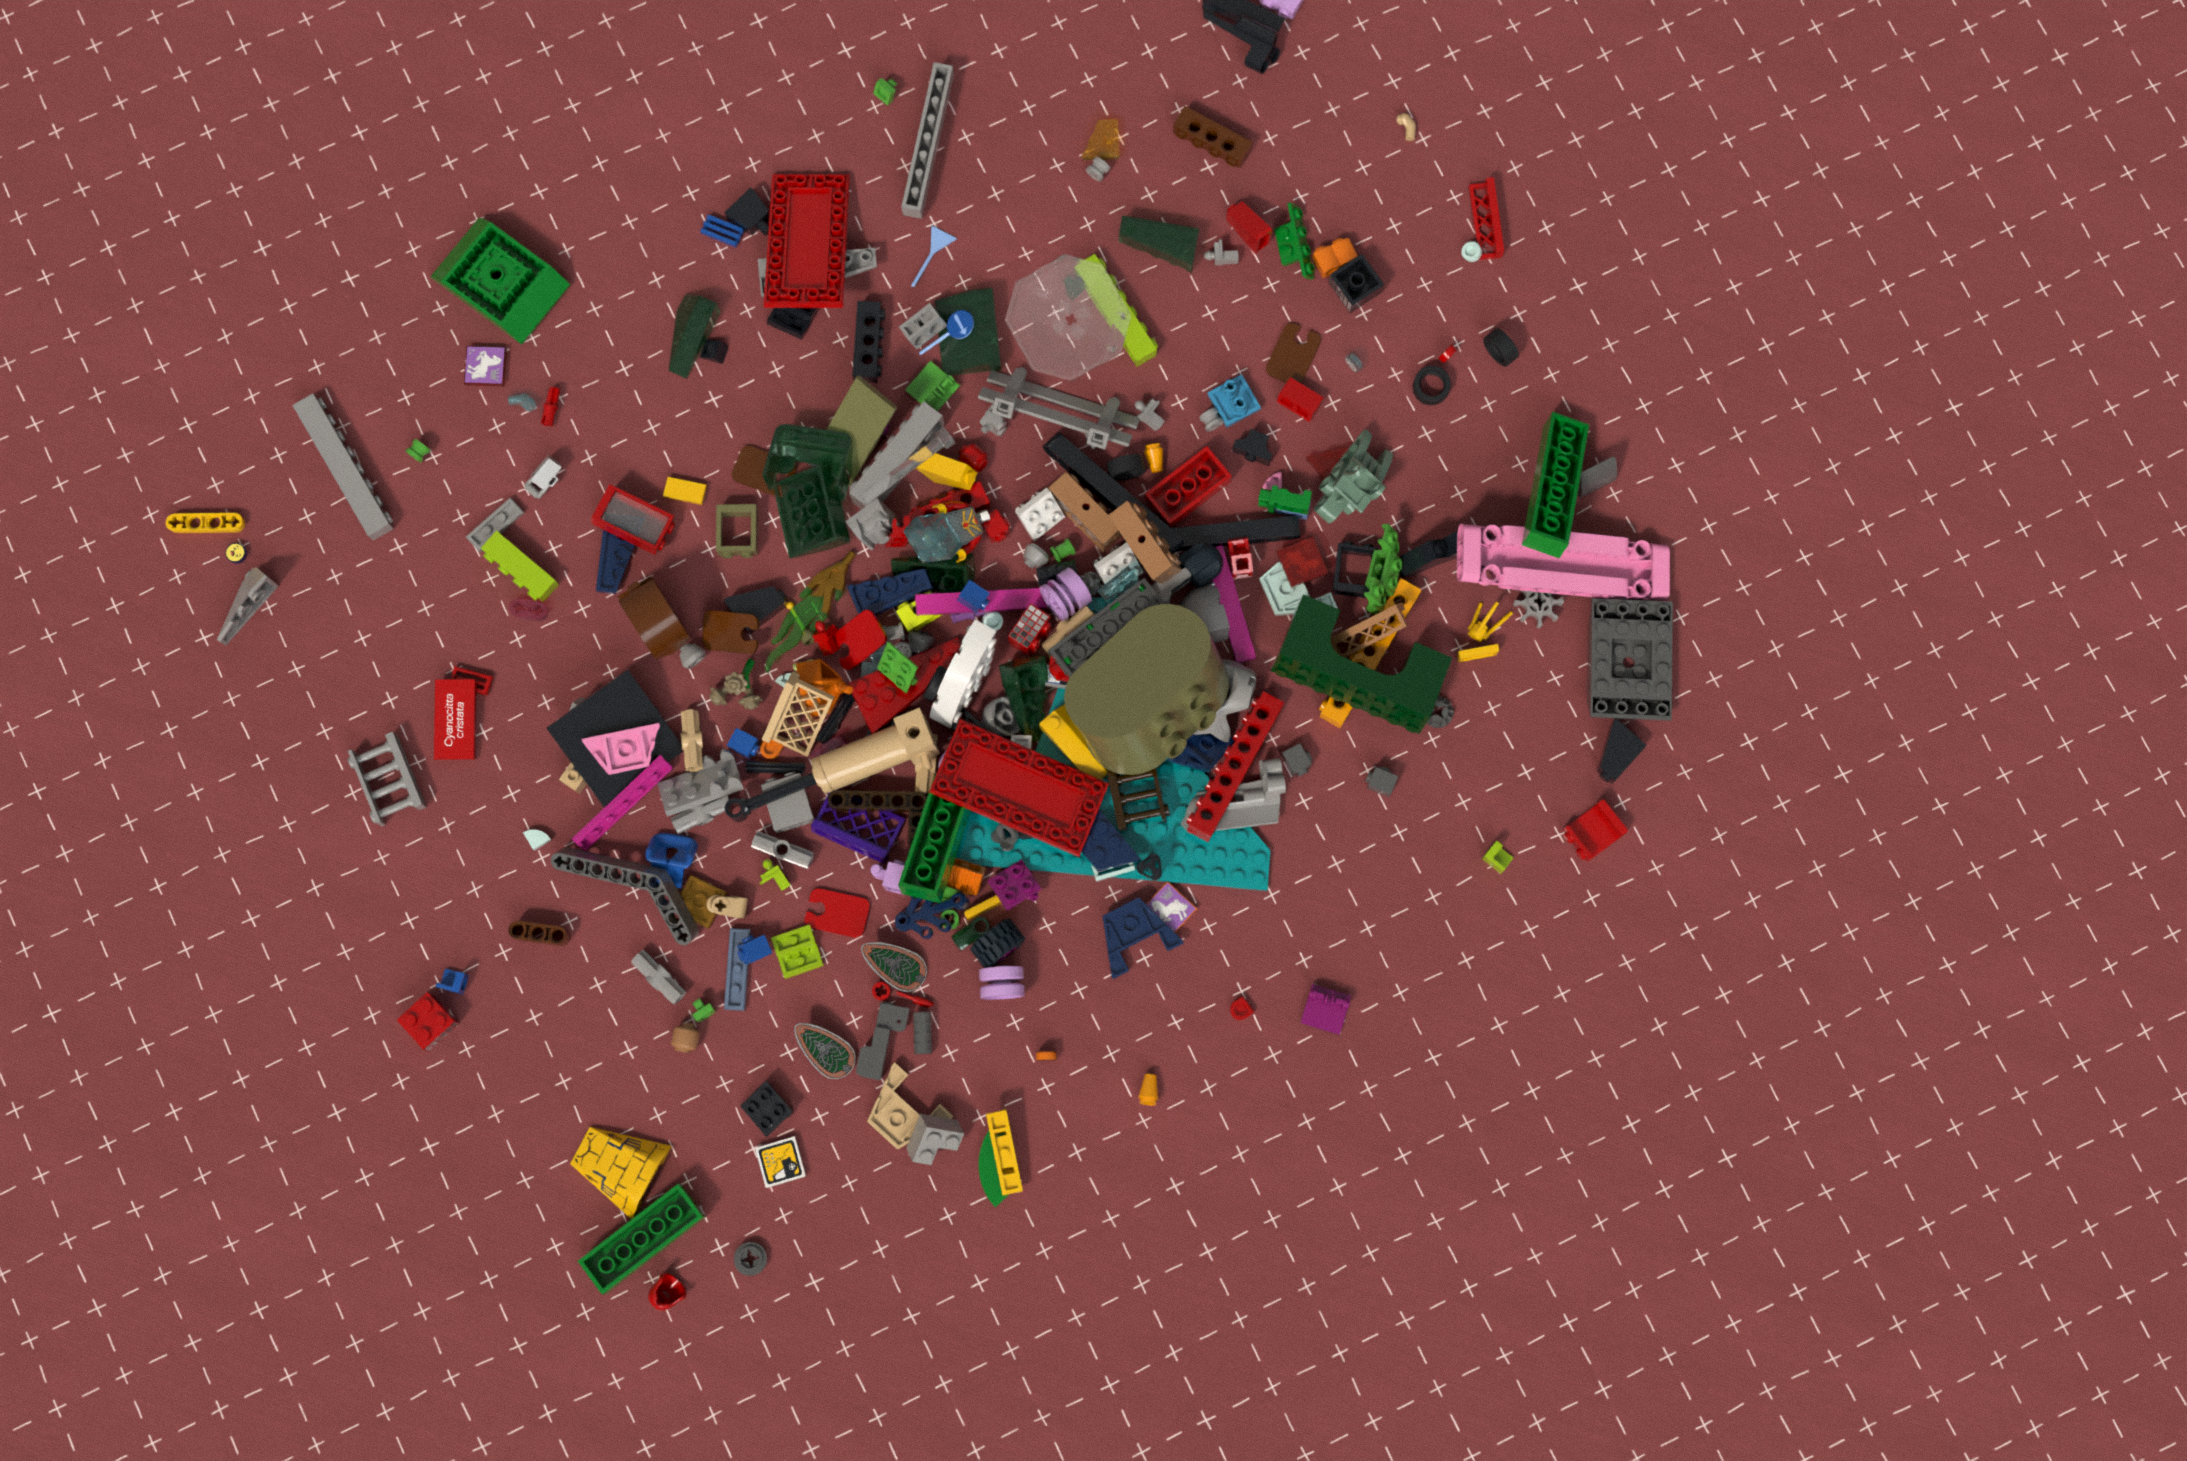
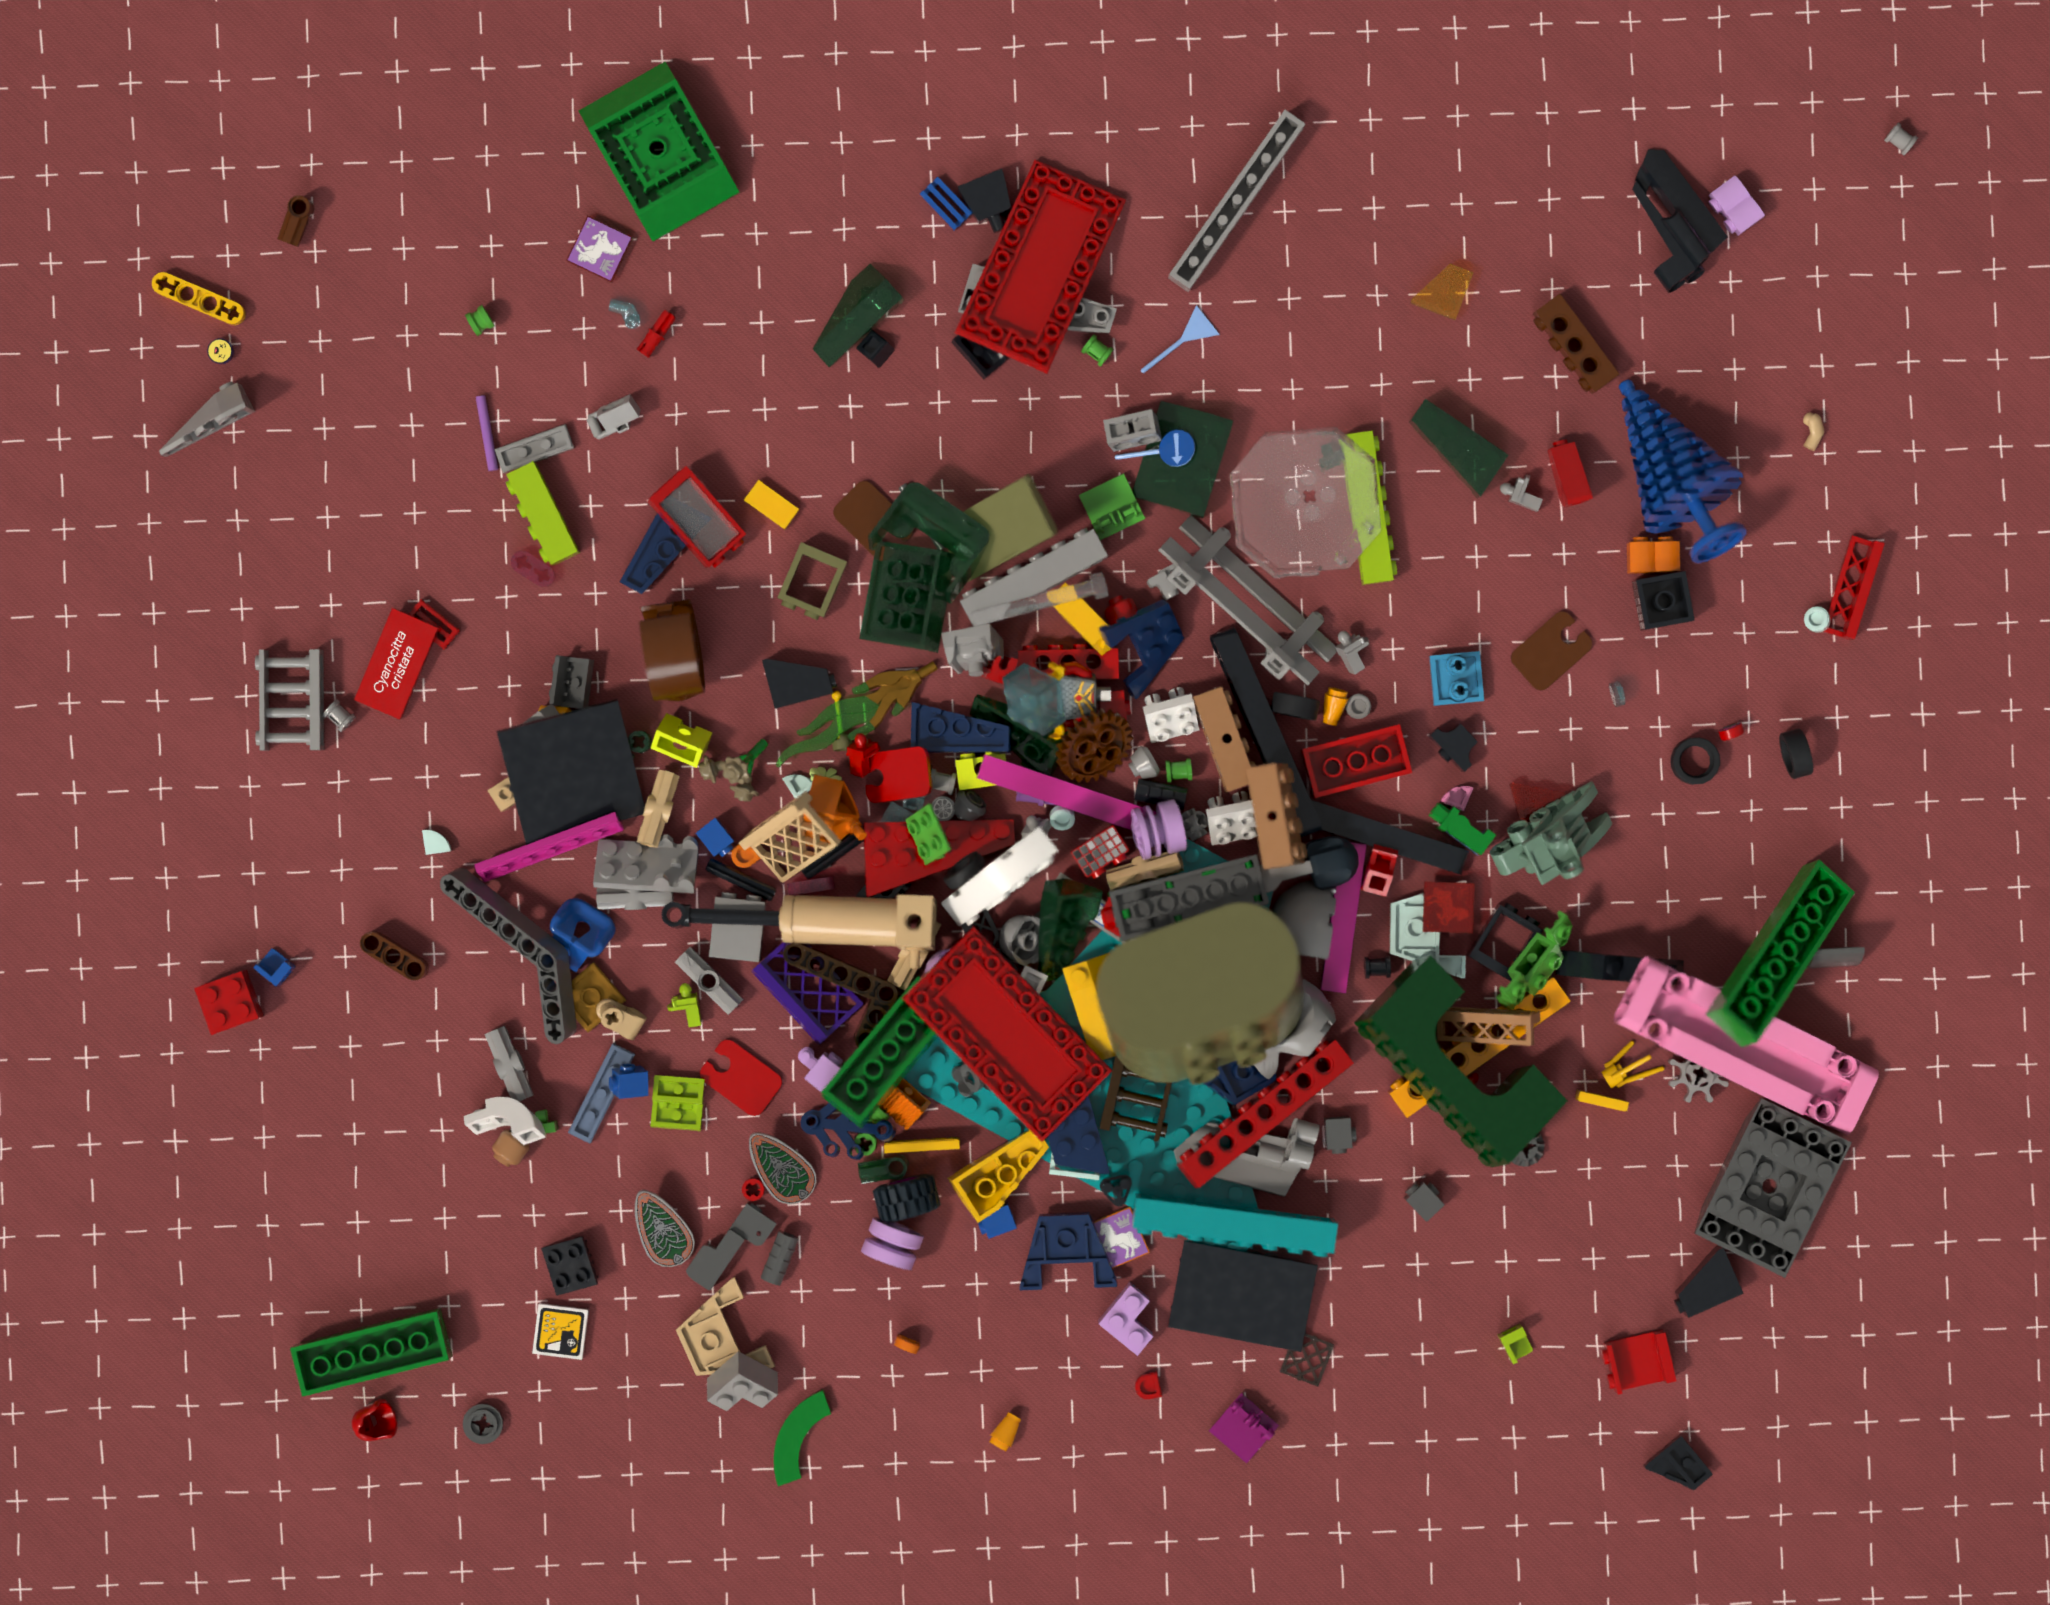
camera: 15 degrees right, 10 degrees up
(255, 439) = (295, 224): none -> reddish brown piece
(343, 467) = (385, 301): light grey brick -> none
(427, 775) = (339, 715): none -> light grey bush
(455, 528) = (486, 433): none -> medium lavender bar
(588, 675) = (571, 682): none -> dark grey bracket
(619, 1166) = (379, 1257): yellow wedge -> none
(624, 748) = (576, 789): bright pink wing -> none
(657, 693) = (647, 741): none -> clear green bush
(670, 1012) = (506, 1112): none -> white arch
(678, 679) = (673, 730): none -> neon yellow brick
(691, 655) = (698, 707): light grey cone -> none
(724, 631) = (749, 696): reddish brown piece -> none
(865, 312) = (1072, 381): black brick -> none
(874, 284) = (1097, 350): none -> bright green bush
(885, 90) = (1213, 114): bright green tile -> none
(917, 999) = (789, 1216): red piece -> none
(974, 597) = (1051, 787): blue brick -> none
(992, 556) = (1094, 745): none -> reddish brown gear
(1003, 462) = (1155, 638): none -> dark blue wing
(1004, 1152) = (814, 1433): yellow hinge -> none
(1015, 885) = (954, 1139): magenta hinge -> none
(1056, 902) = (994, 1176): none -> yellow wedge
(1072, 934) = (998, 1222): none -> blue brick
(1097, 169) = (1422, 324): light grey wheel -> none
(1118, 585) = (1225, 846): clear light blue wing -> none
(1172, 451) = (1358, 706): none -> light grey tile
(1197, 966) = (1122, 1322): none -> lavender brick
(1211, 419) = (1420, 689): light grey wheel -> none
(1249, 854) = (1234, 1223): none -> teal brick
(1270, 628) = (1377, 967): none -> black bush
(1280, 910) = (1242, 1295): none -> black piece
(1293, 242) = (1612, 517): green bracket -> none
(1299, 399) = (1534, 710): red hinge -> none
(1327, 189) = (1678, 475): none -> blue plant
(1334, 937) = (1299, 1376): none -> clear smoke window
(1660, 893) = (1679, 1464): none -> black wing

